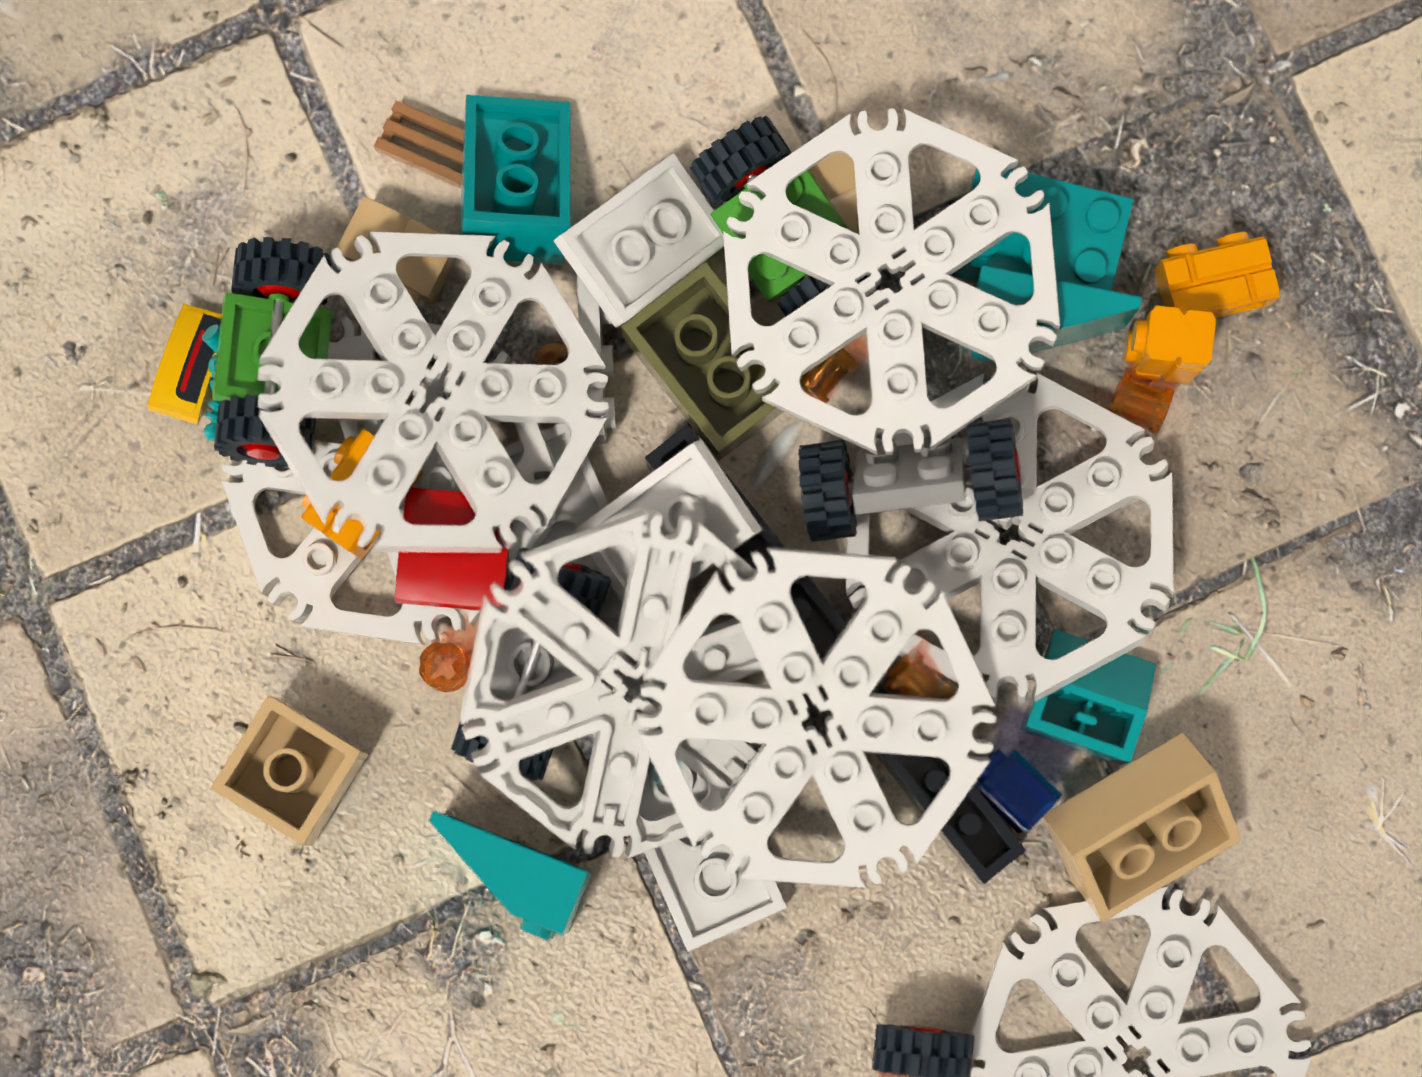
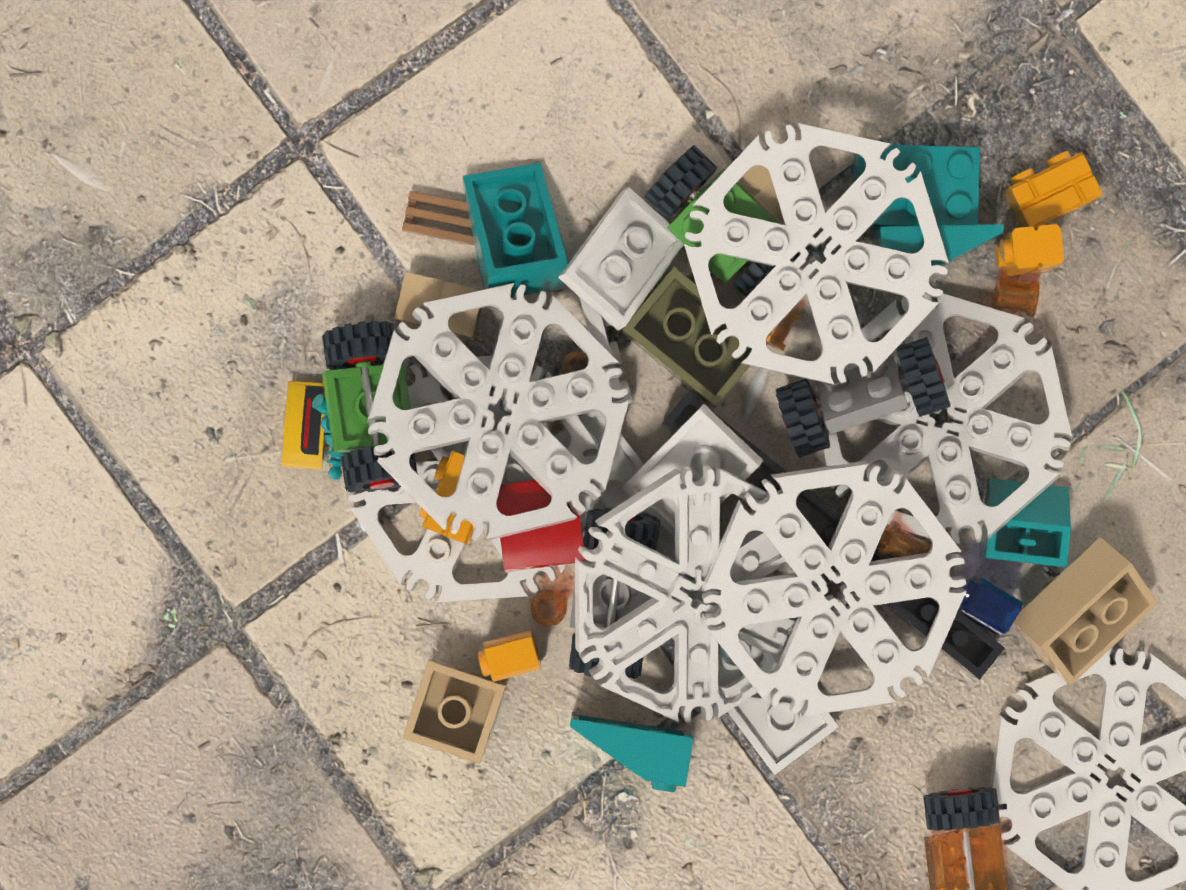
camera: 20 degrees left, 5 degrees up
(377, 714) = (509, 656): none -> light orange brick

